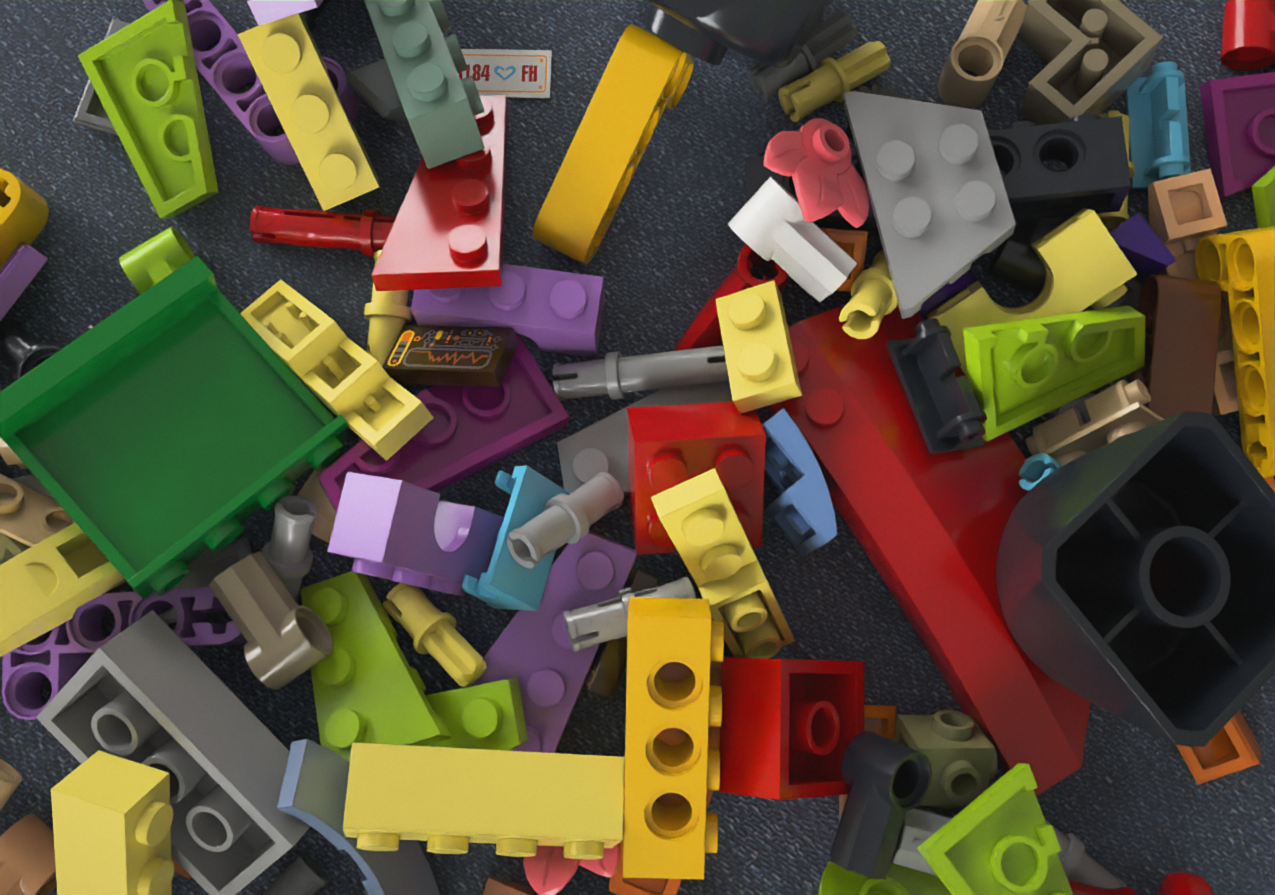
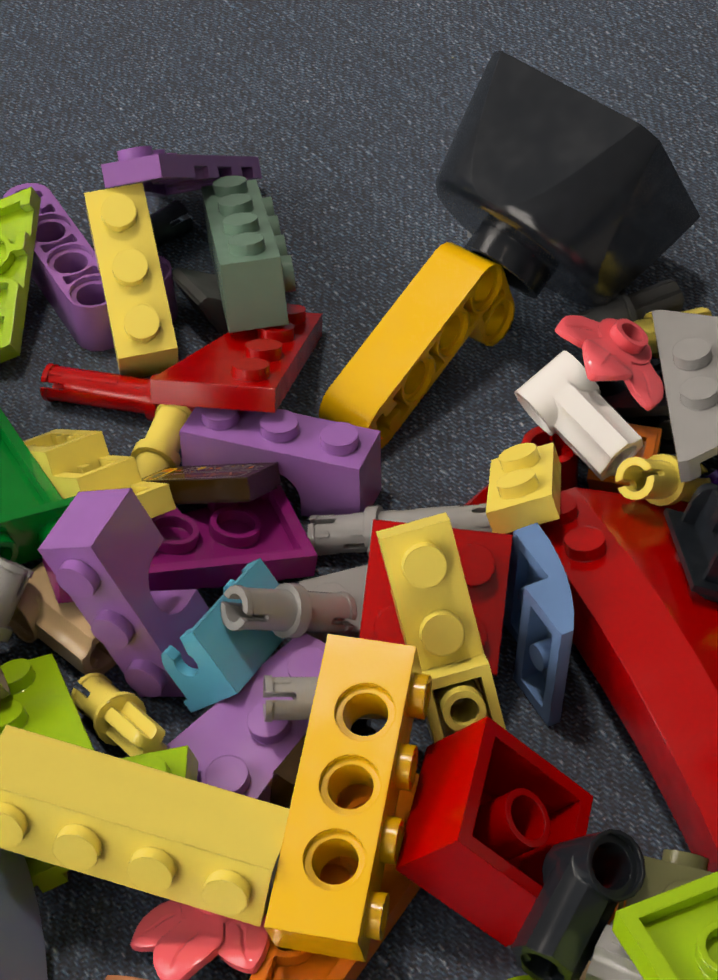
camera: 10 degrees right, 35 degrees down
(509, 72) = (337, 306): white sticker -> none

